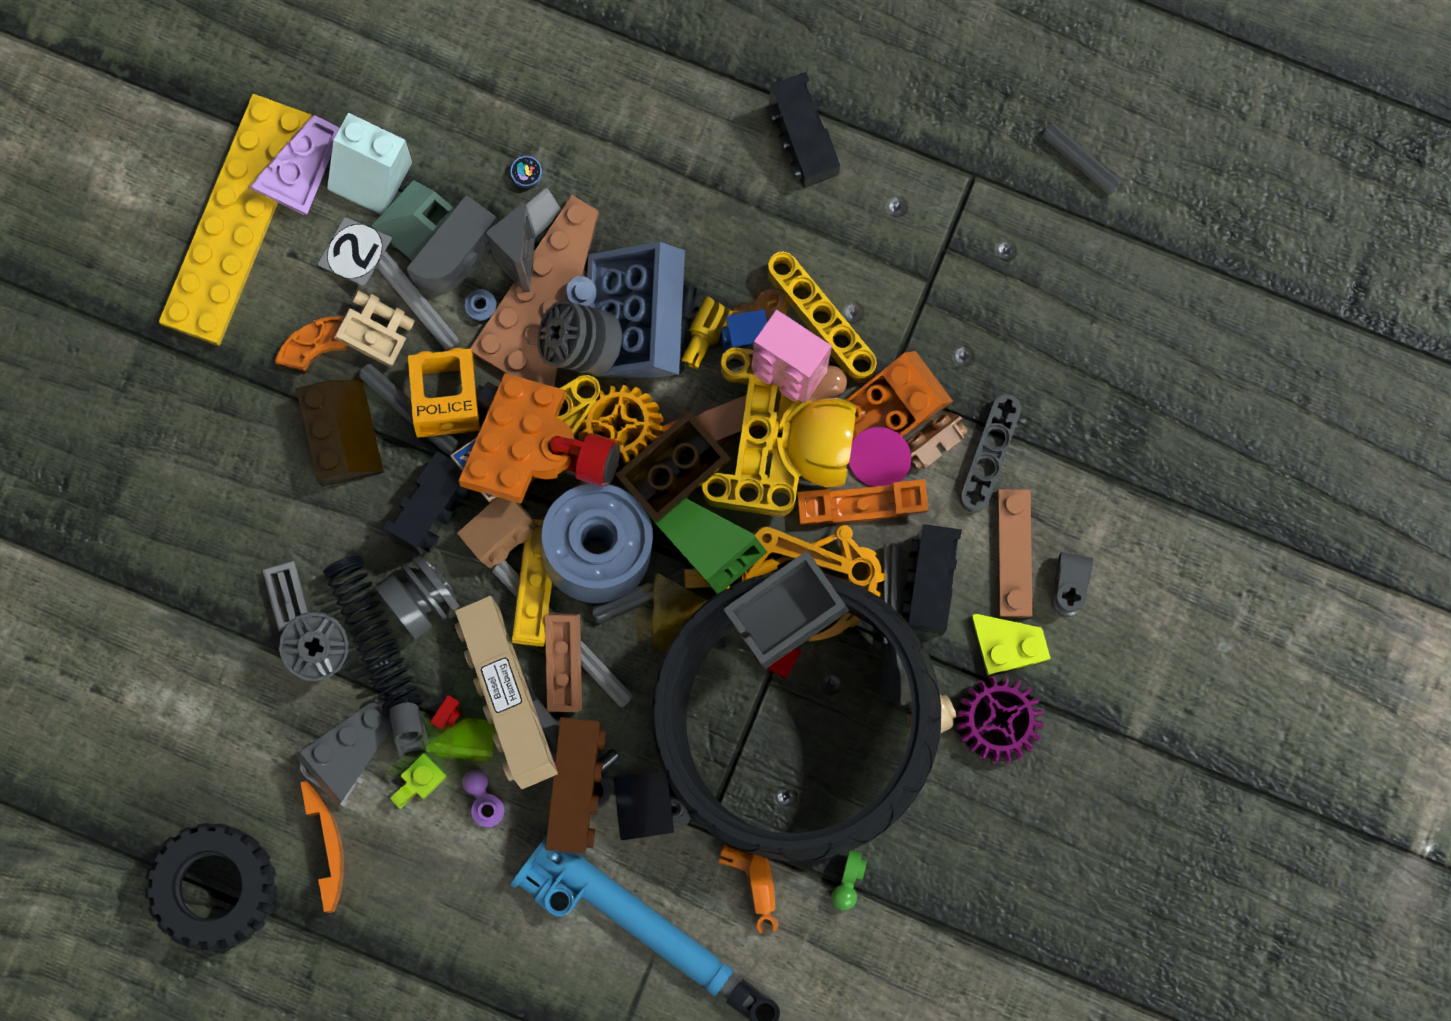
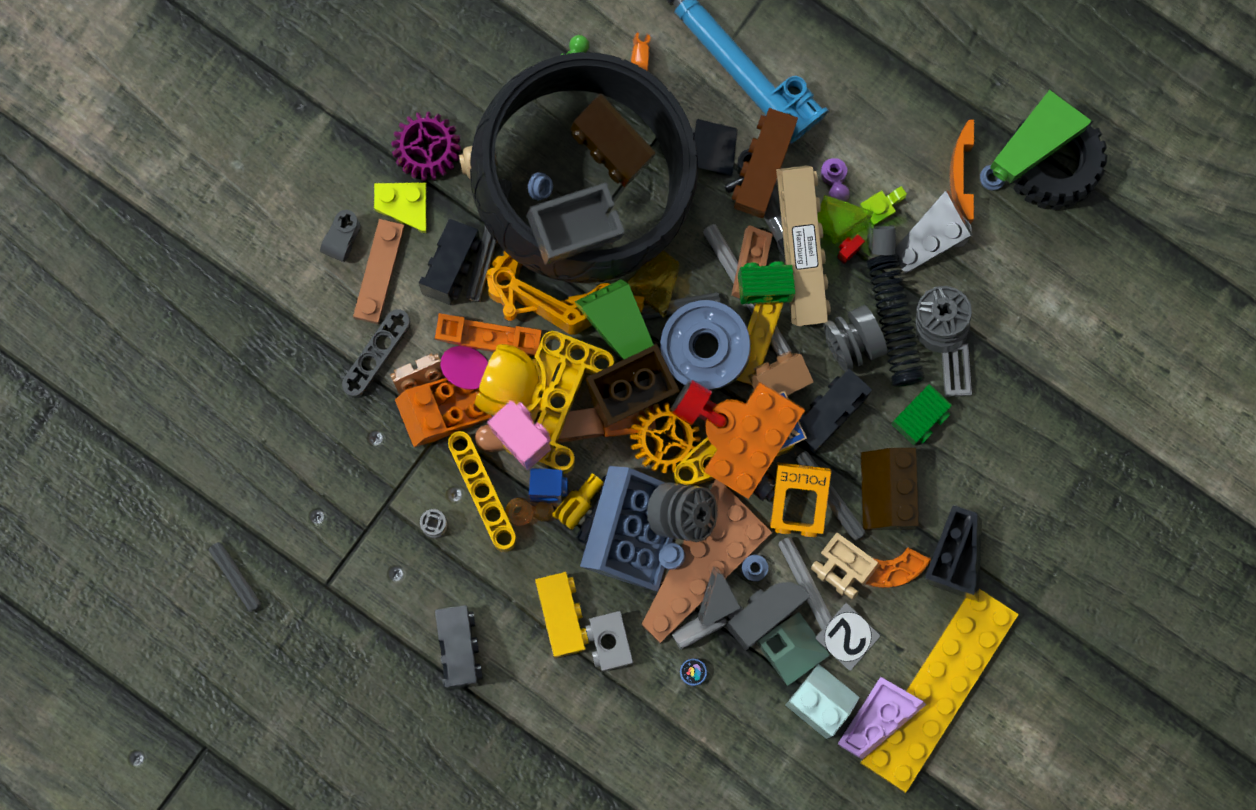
camera: 165 degrees left, 0 degrees up
(235, 894) = (1043, 133): none -> bright green slope
(241, 366) = (958, 555): none -> black wedge
(279, 843) = (986, 183): none -> sand blue plate
(317, 528) = (921, 415): none -> green brick
(538, 631) = (766, 283): none -> green brick
(631, 199) = (611, 625): none -> light grey brick
(693, 198) = (561, 614): none -> yellow brick
(768, 724) = (612, 141): none -> dark brown slope
(841, 649) = (540, 186): none -> sand blue plate
(864, 272) = (434, 528): none -> light grey wheel

